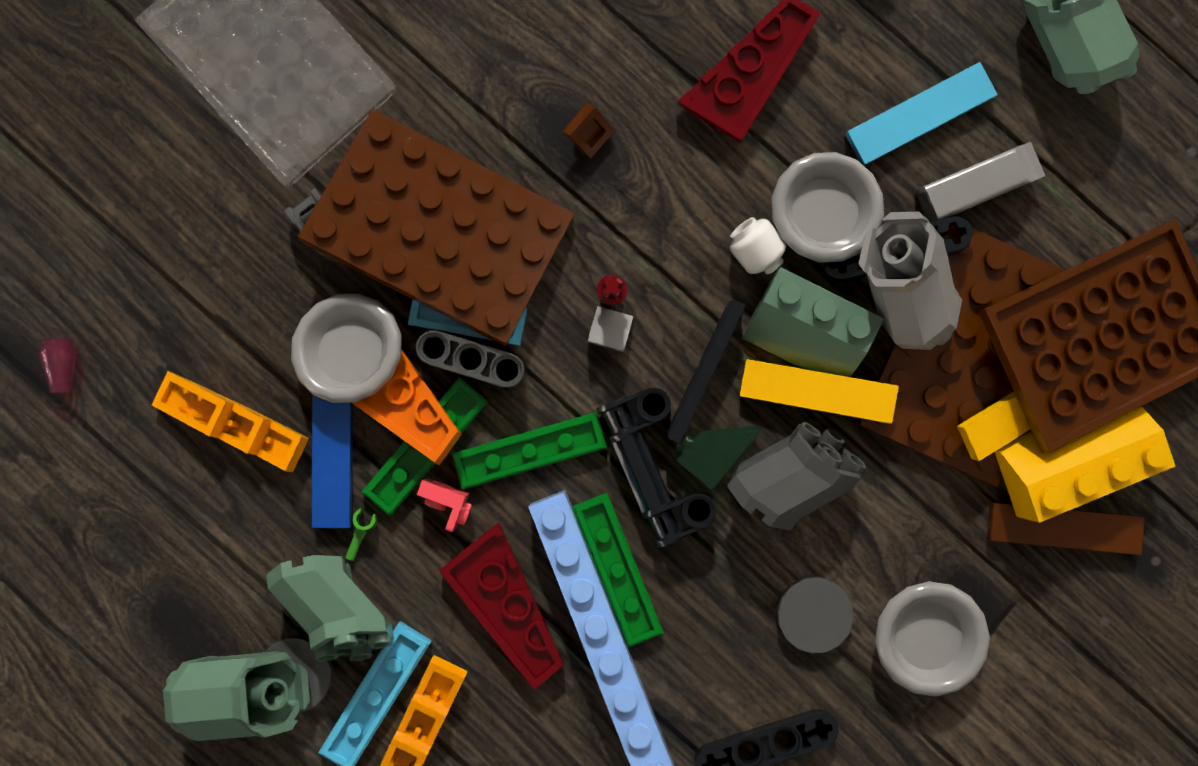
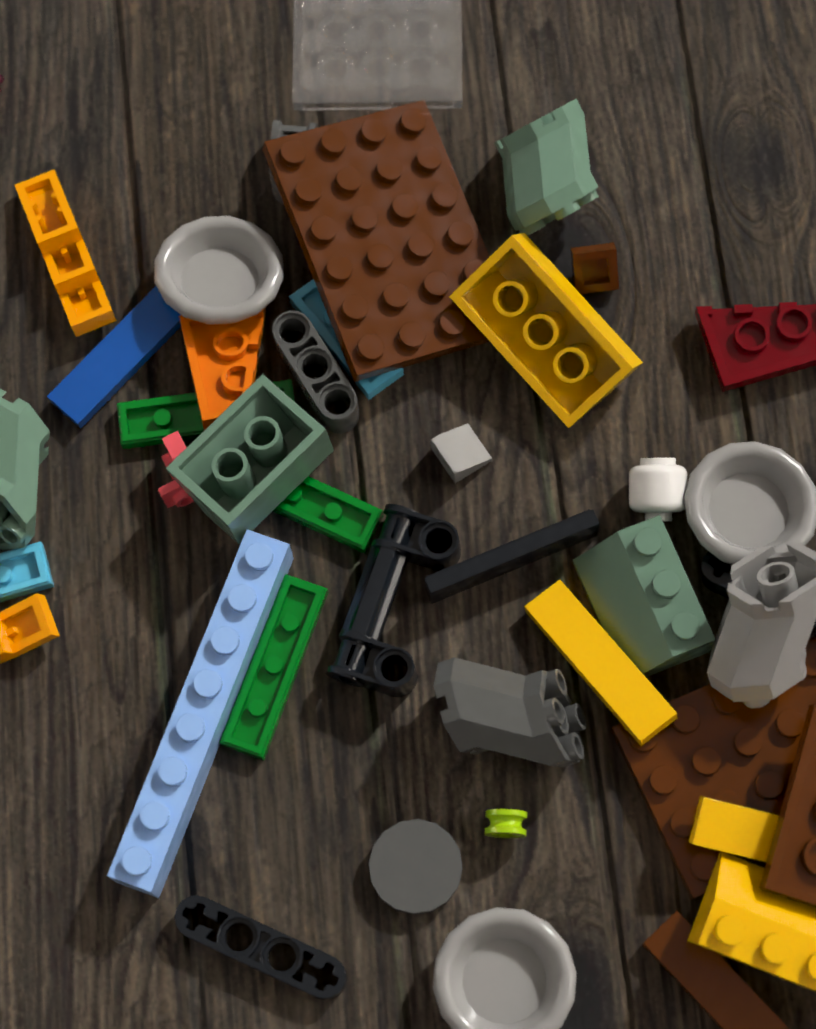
camera: 50 degrees right, 15 degrees down
(359, 534) = (84, 436): bright green hand -> none
(487, 460) = (251, 458): none -> sand green slope
(500, 88) = (547, 169): none -> sand green brick
(502, 601) = (147, 601): dark red wing -> none
(597, 202) = (545, 329): none -> yellow slope
(612, 290) = (491, 413): dark red axle -> none
(714, 451) = (459, 631): clear green slope -> none
(847, 542) = (505, 823): none -> lime bush

